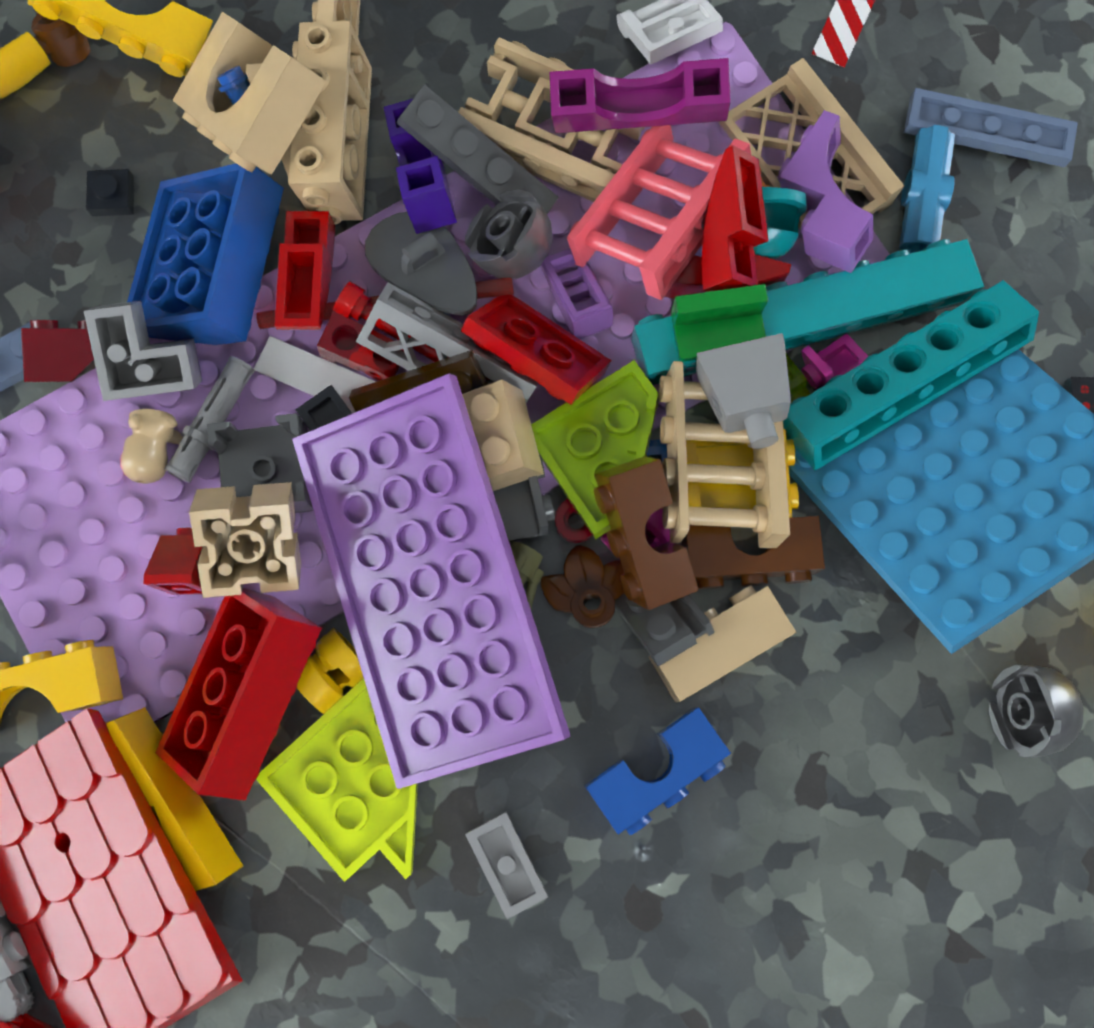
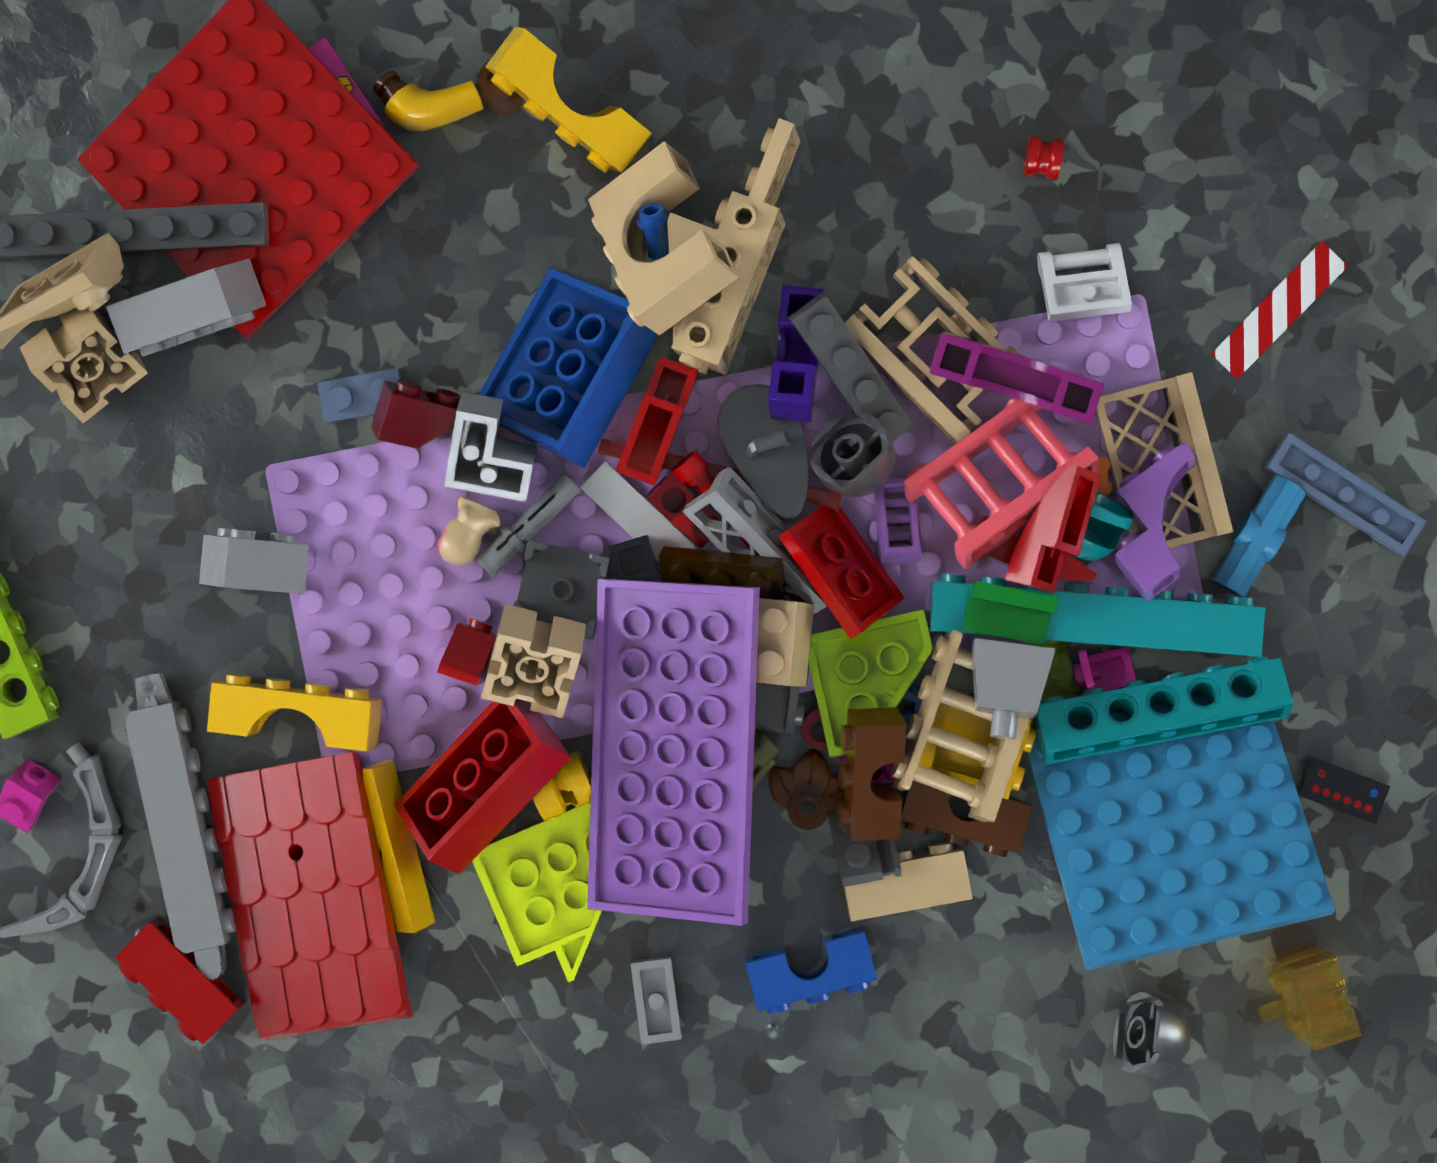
camera: 25 degrees right, 10 degrees up
(110, 192) = (500, 262): black plate -> none

